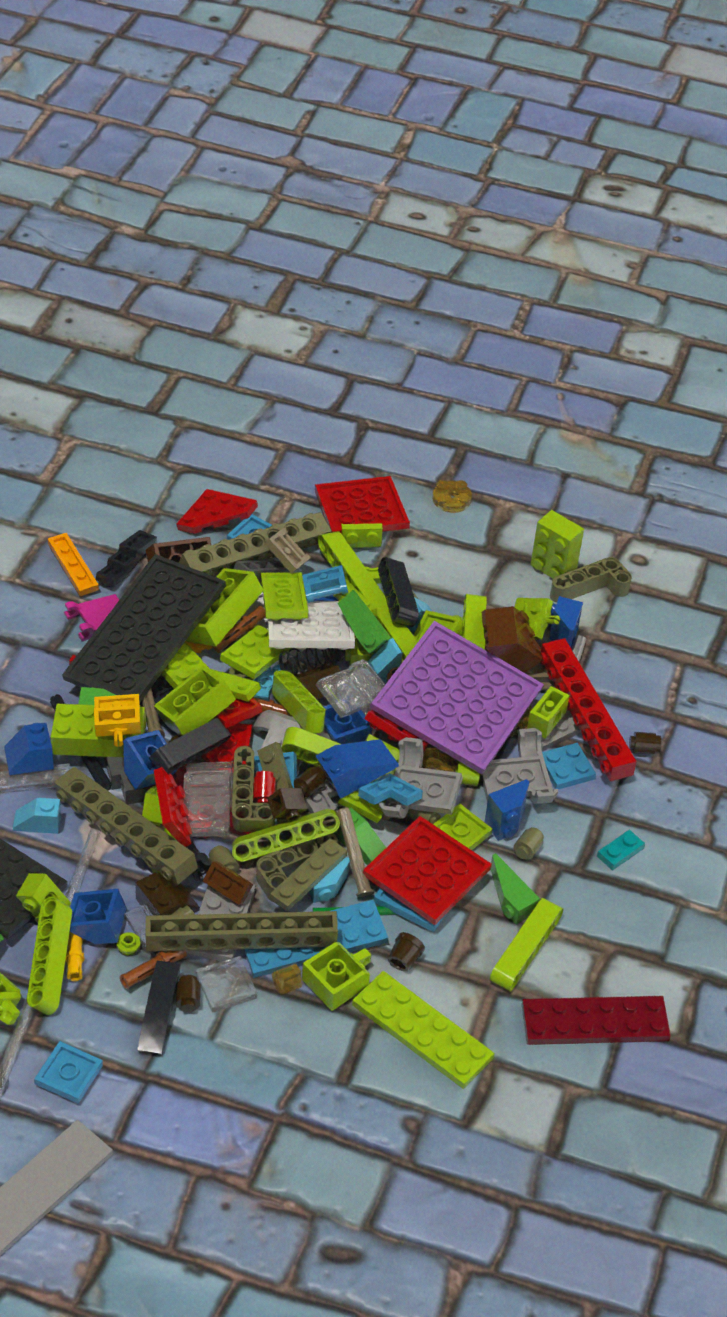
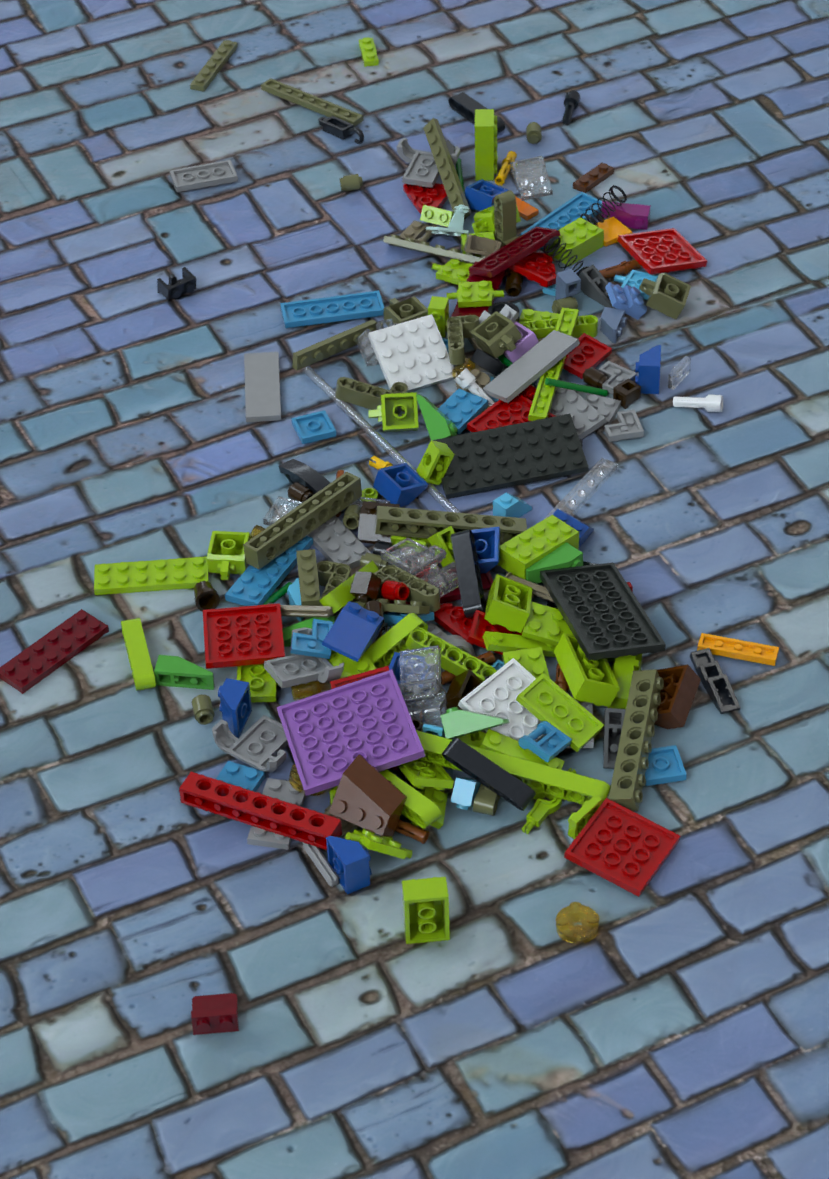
camera: 140 degrees right, 5 degrees down
(49, 956) = (393, 447): lime beam -> none
(92, 612) = (674, 635): dark pink flag -> none
(117, 716) = (523, 534): yellow plate -> none
(172, 806) = (421, 523): red plate -> none
(215, 509) = (714, 759): red plate -> none
(227, 882) = (342, 545): reddish brown plate -> none
(287, 550) = (604, 738): dark tan plate -> none
(548, 711) = (280, 778): lime brick -> none
(592, 577) = (374, 949): olive beam -> none
(620, 849) = (140, 757): teal plate -> none
(645, 743) = (197, 834): dark brown brick -> none

